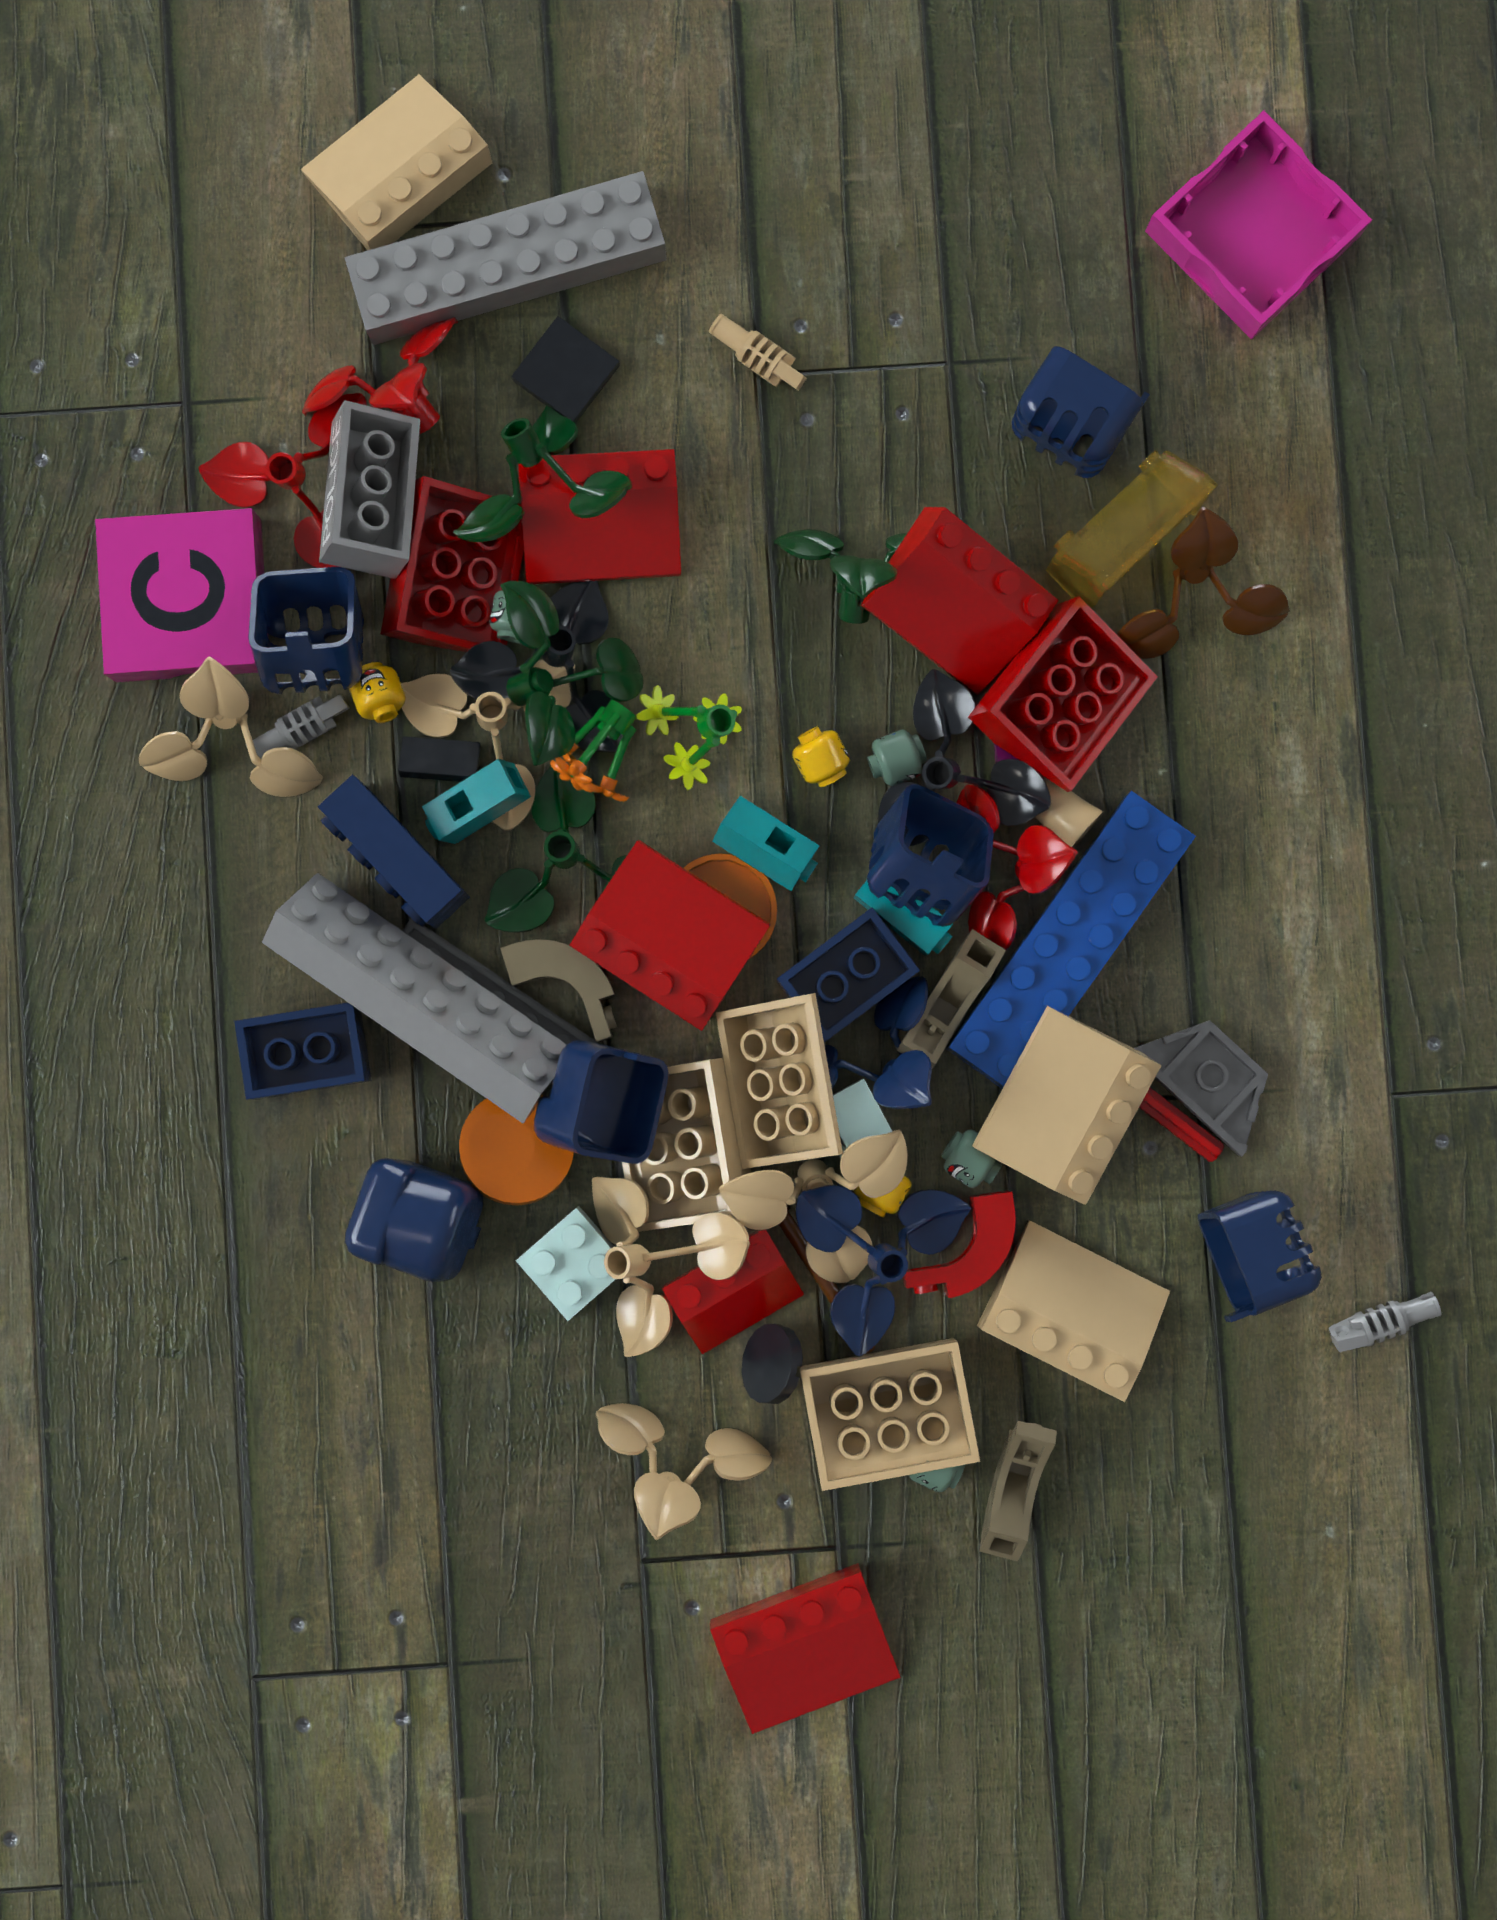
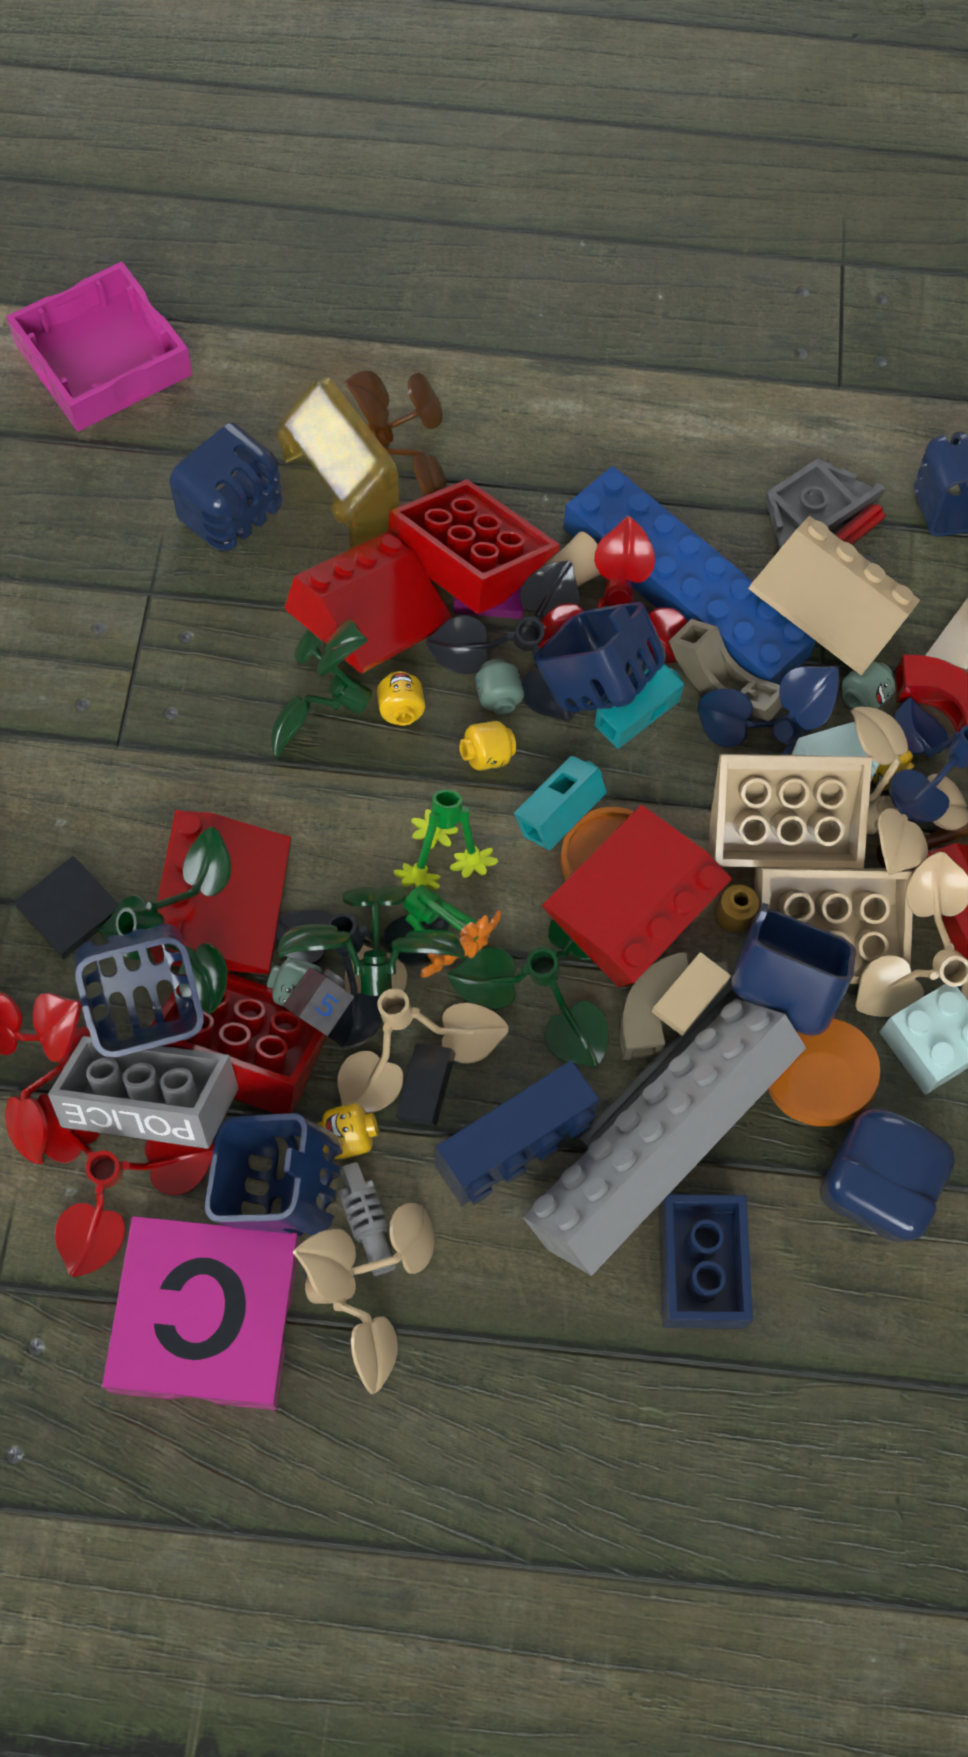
camera: 80 degrees left, 20 degrees down
(474, 440) = (125, 980): none -> dark blue piece
(475, 802) = (478, 1051): teal brick -> none
(487, 636) = (319, 999): none -> flat silver brick
(565, 1003) = (691, 994): none -> tan tile
(685, 1051) = (737, 908): none -> pearl gold brick
(758, 353) = (100, 736): tan hinge -> none
(850, 972) = (684, 749): dark blue brick -> none
(860, 655) = (400, 698): none -> yellow head

